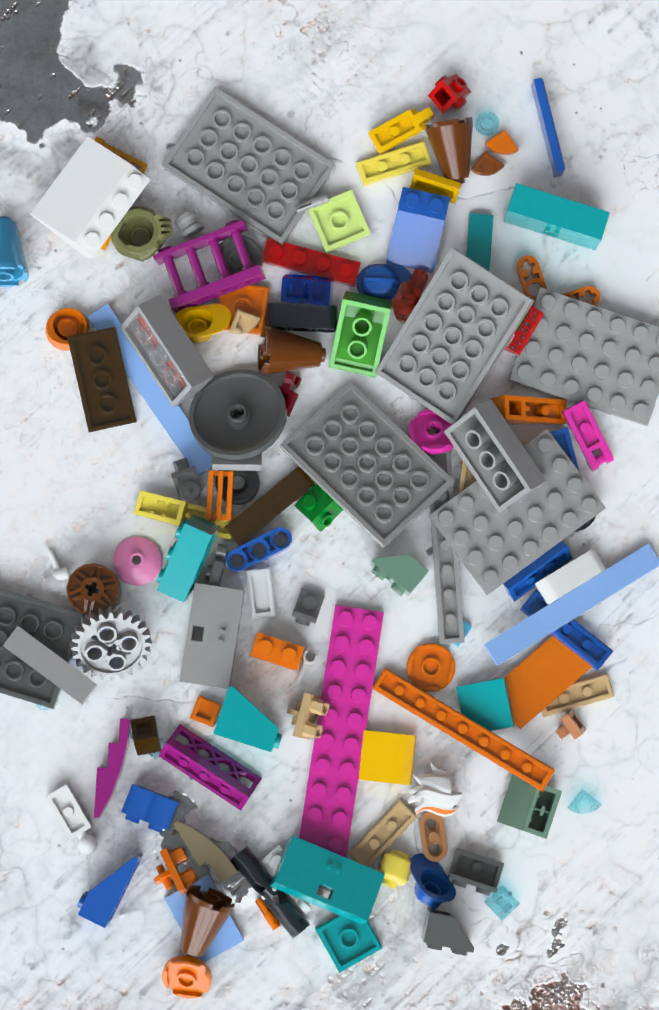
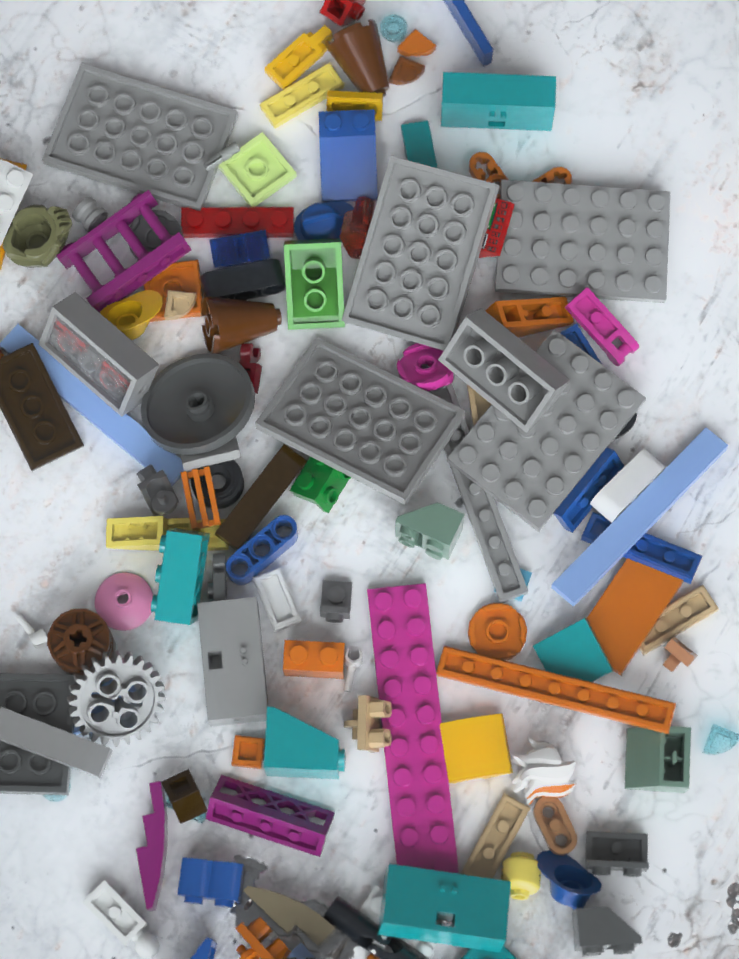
camera: 10 degrees left, 10 degrees down
(502, 902) = (658, 883): clear light blue tile -> none

